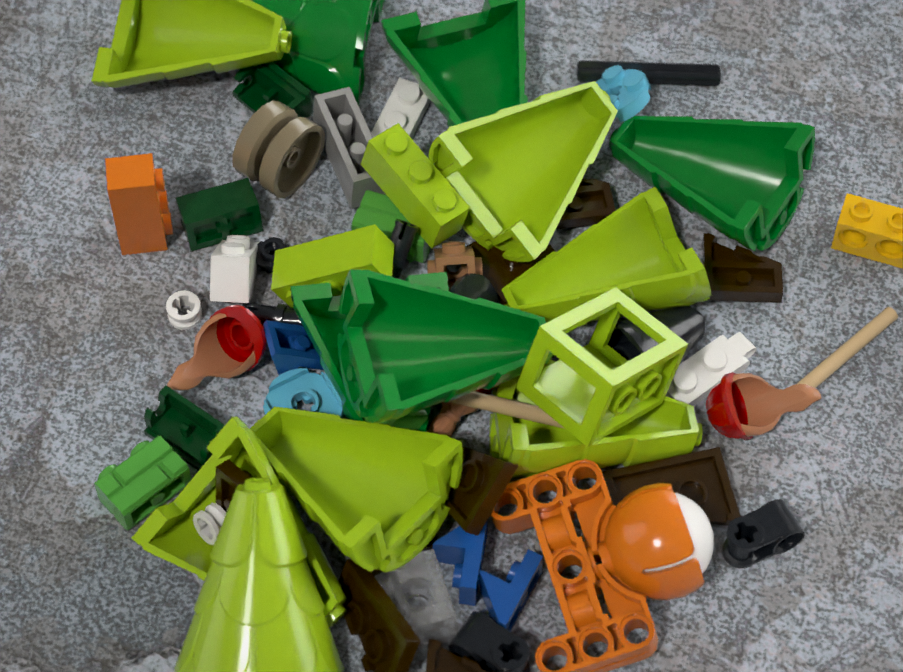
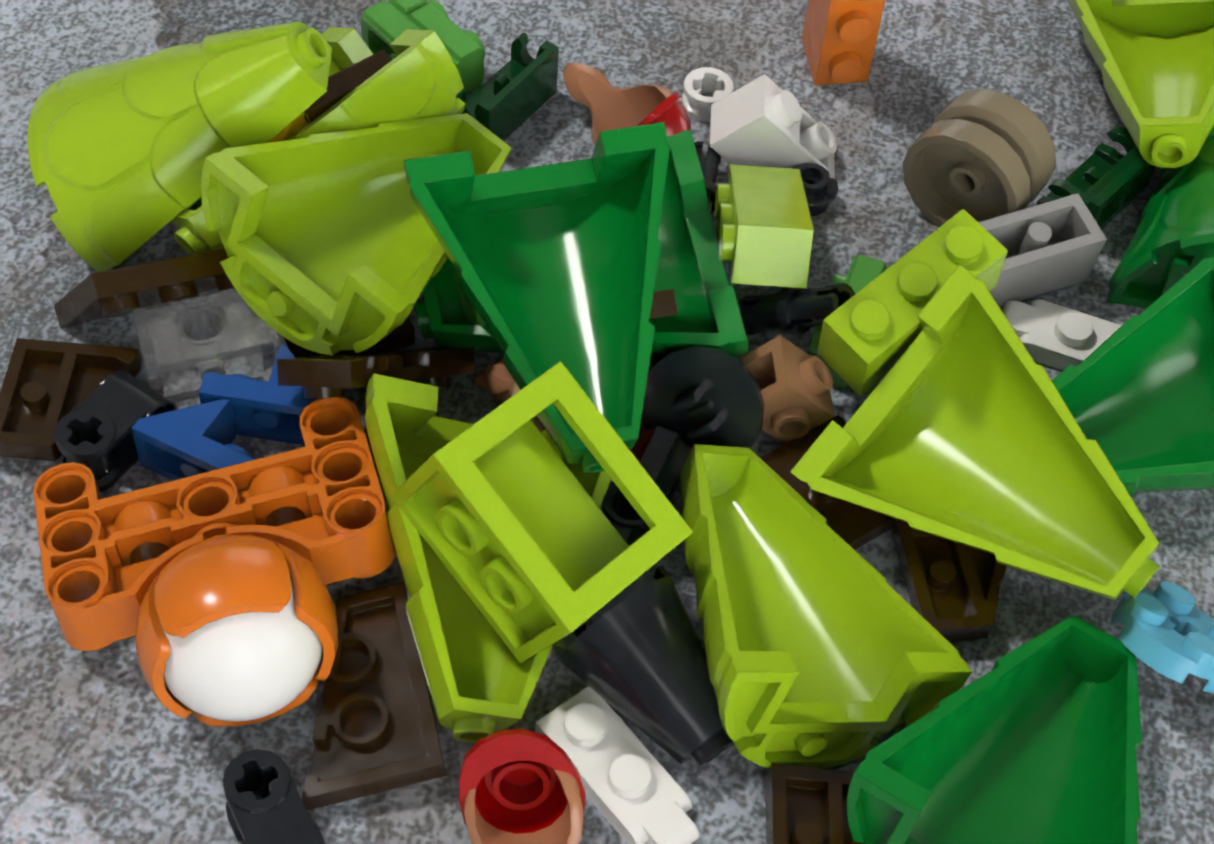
camera: 85 degrees right, 5 degrees down
(219, 212) = (868, 121): dark green hinge -> none

